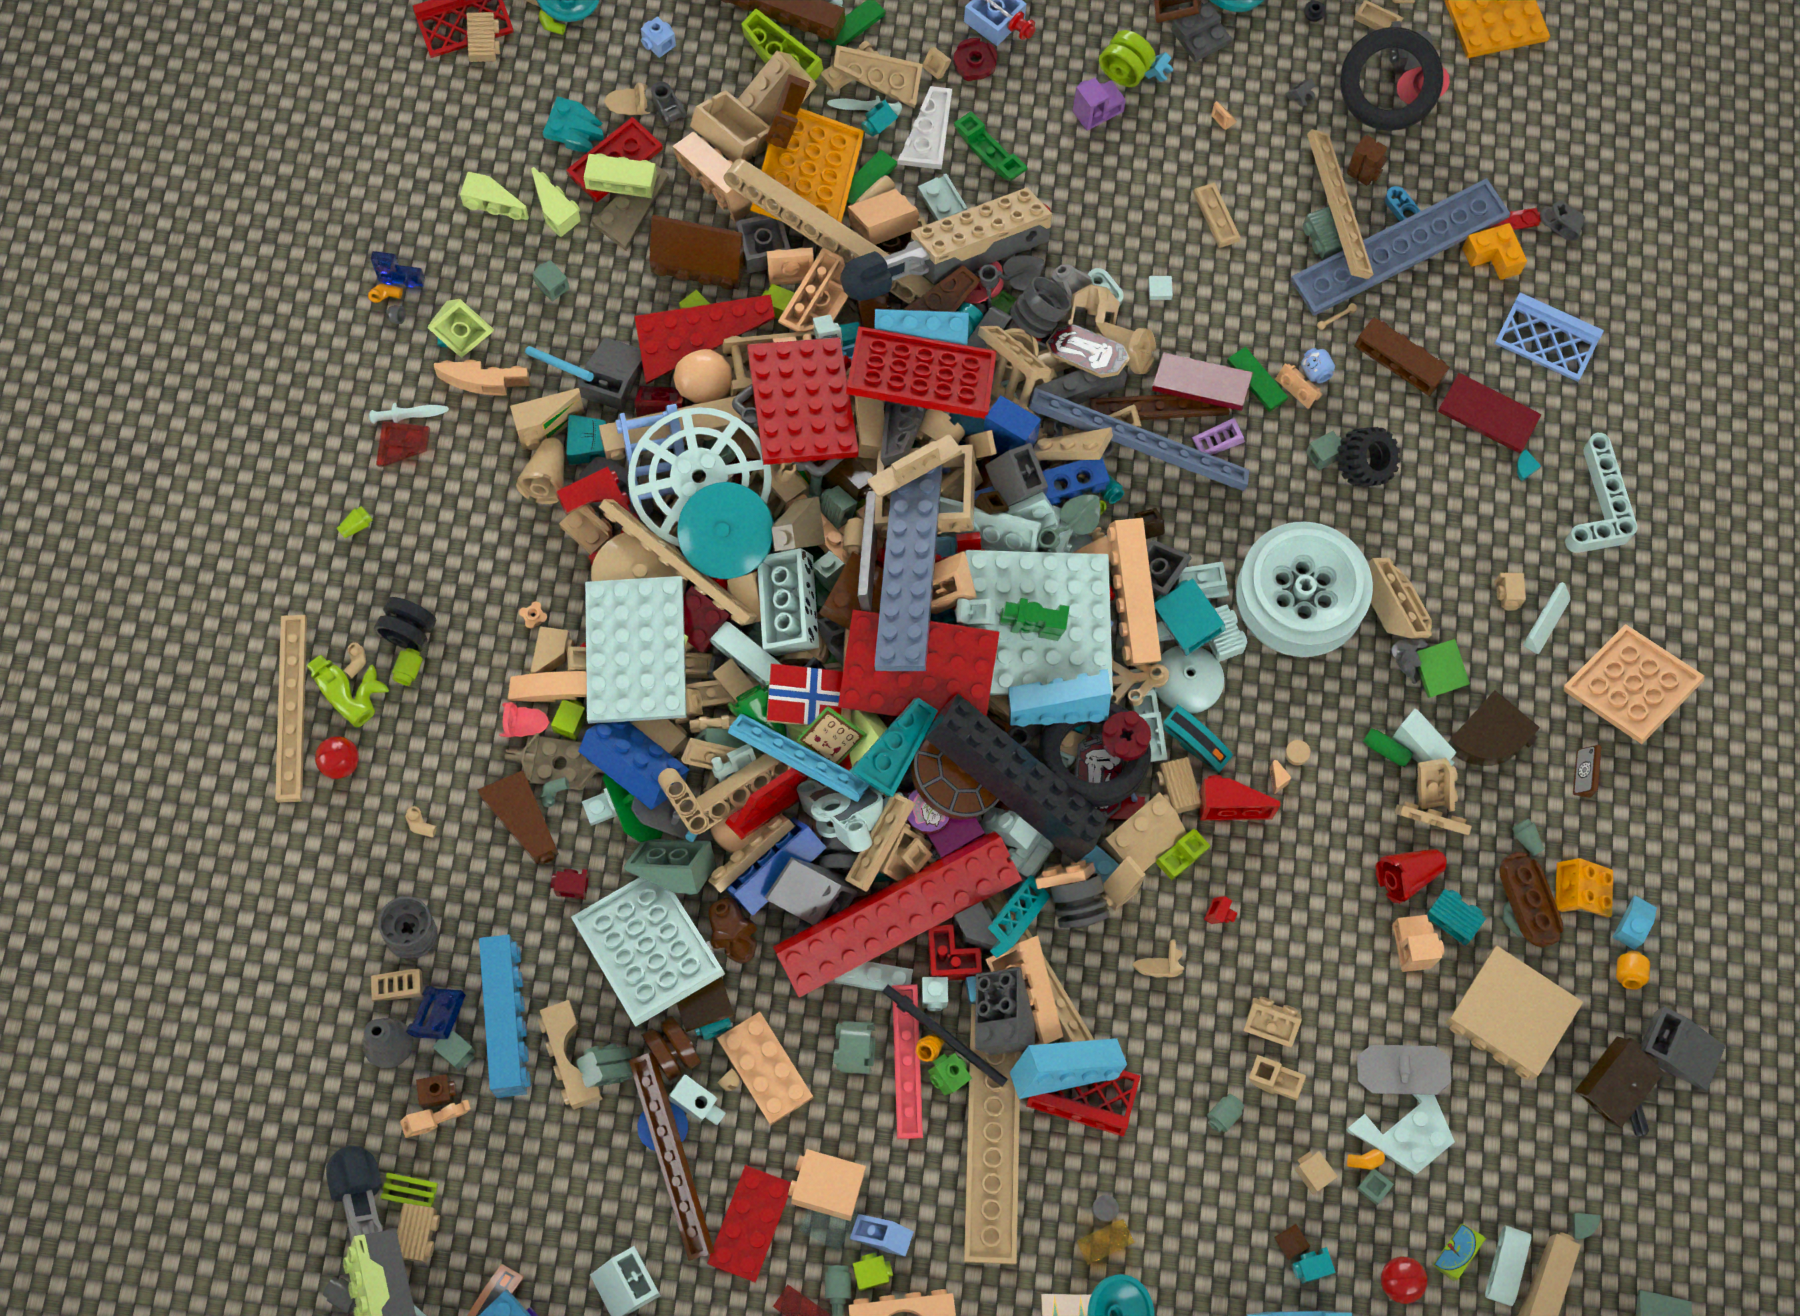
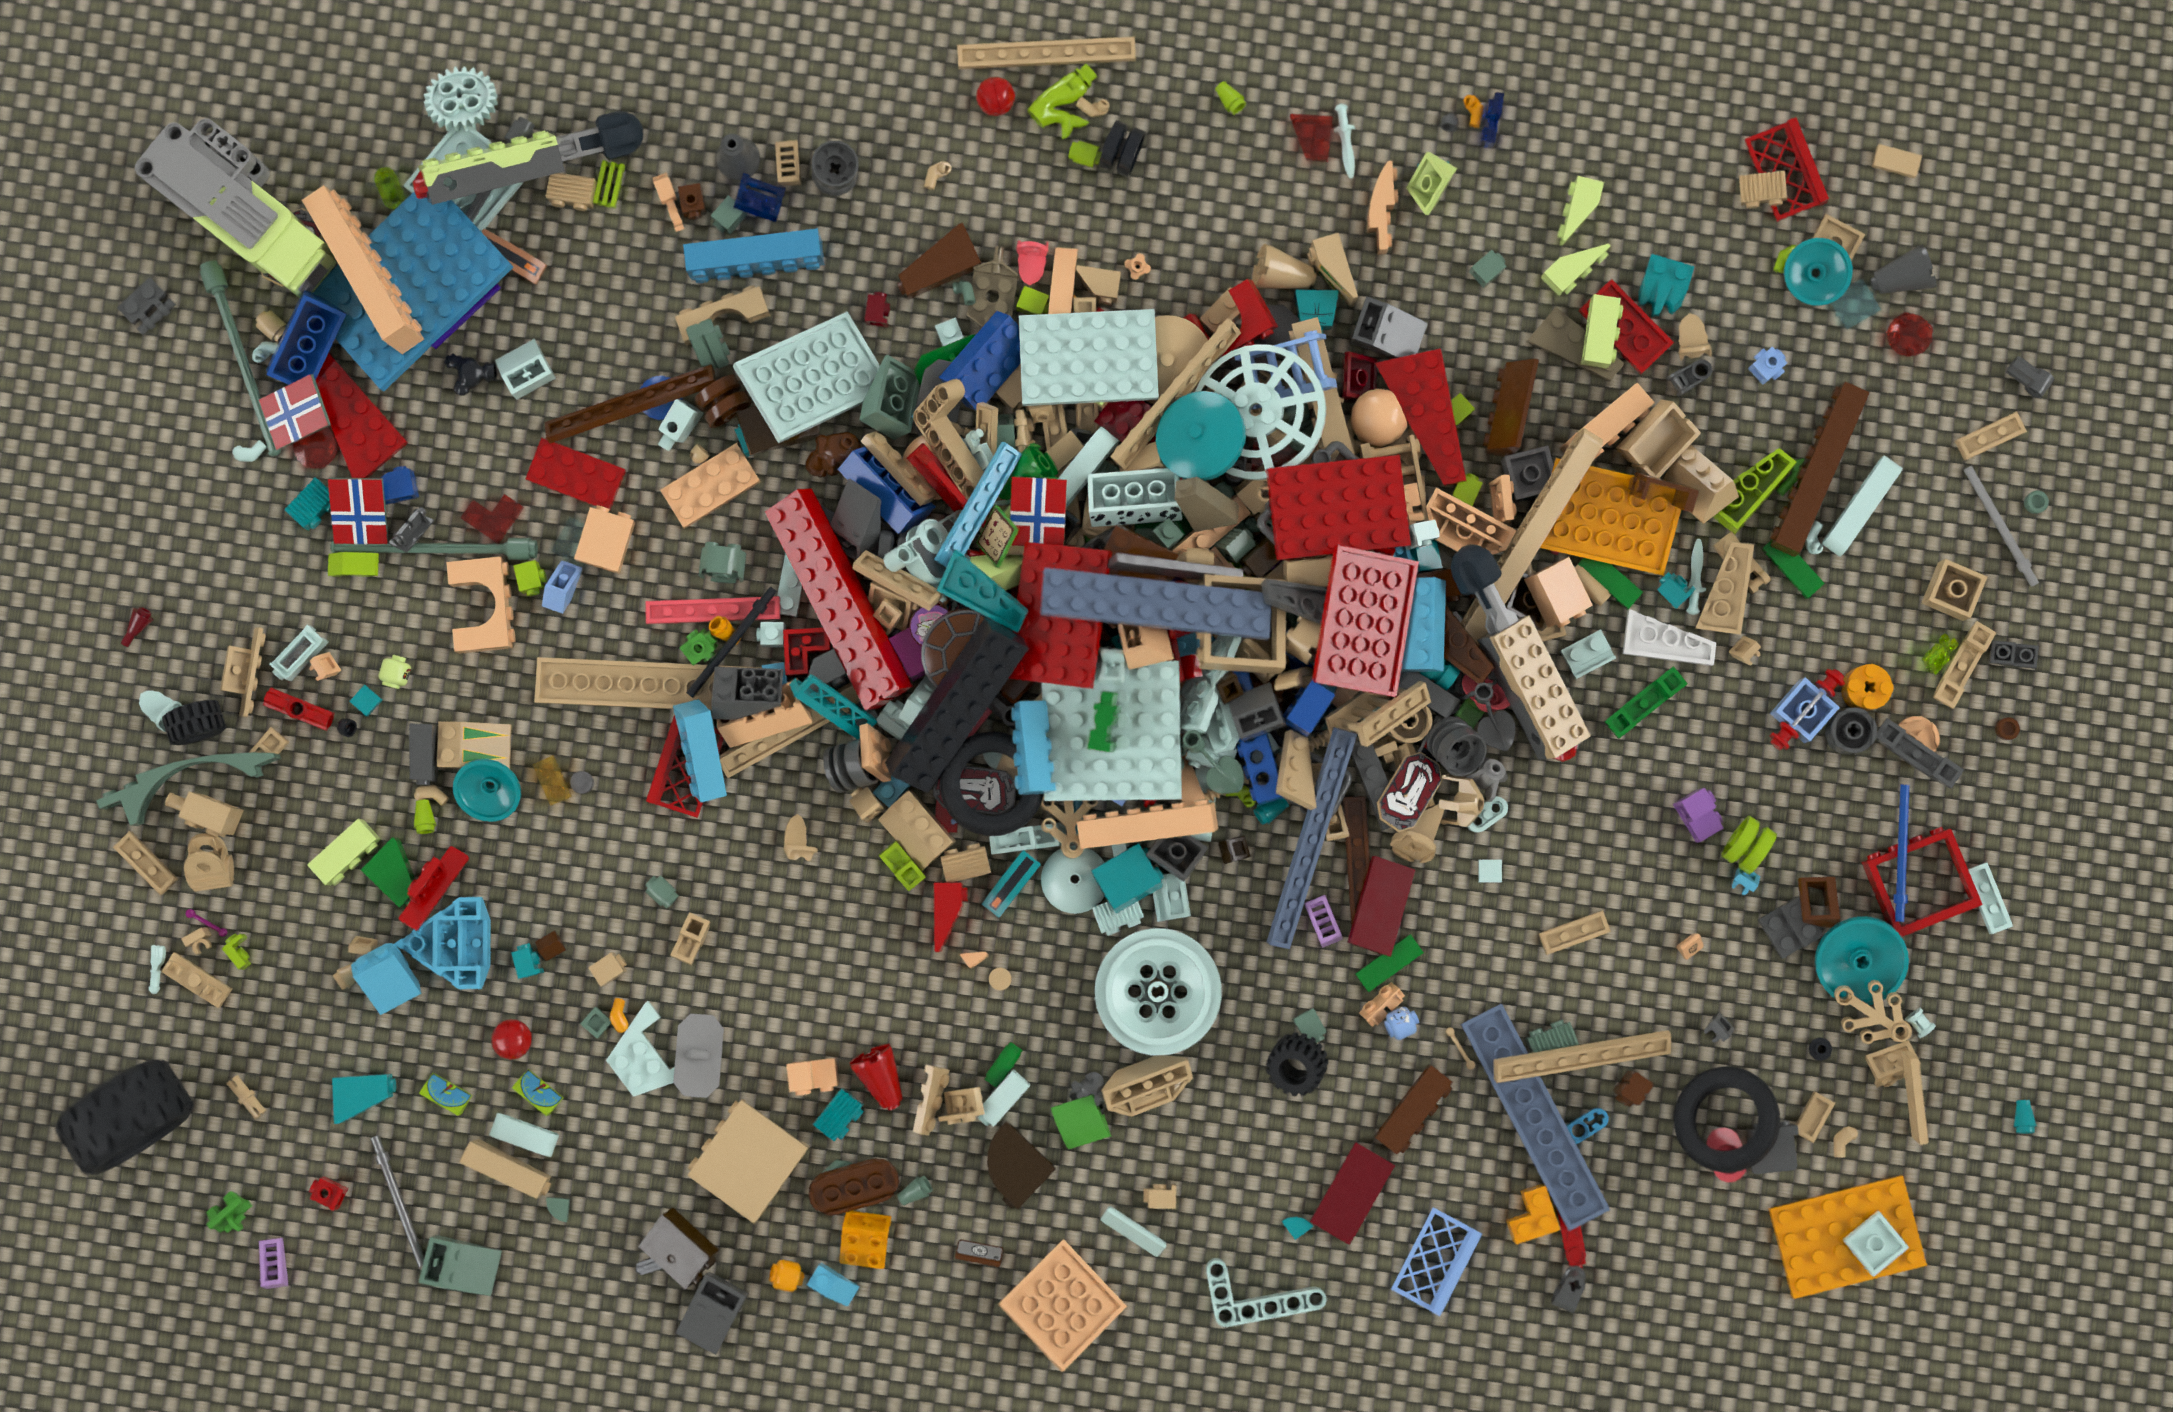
camera: 95 degrees right, 15 degrees up
(558, 363) = (1391, 280): medium azure bar -> none
(914, 465) = (1256, 610): tan bracket -> none
(975, 70) = (1756, 677): dark red plate -> none
(1121, 748) = (998, 823): dark red plate -> none
(1220, 912) = (846, 896): red tile -> none
(1273, 1021) = (744, 939): tan bracket -> none

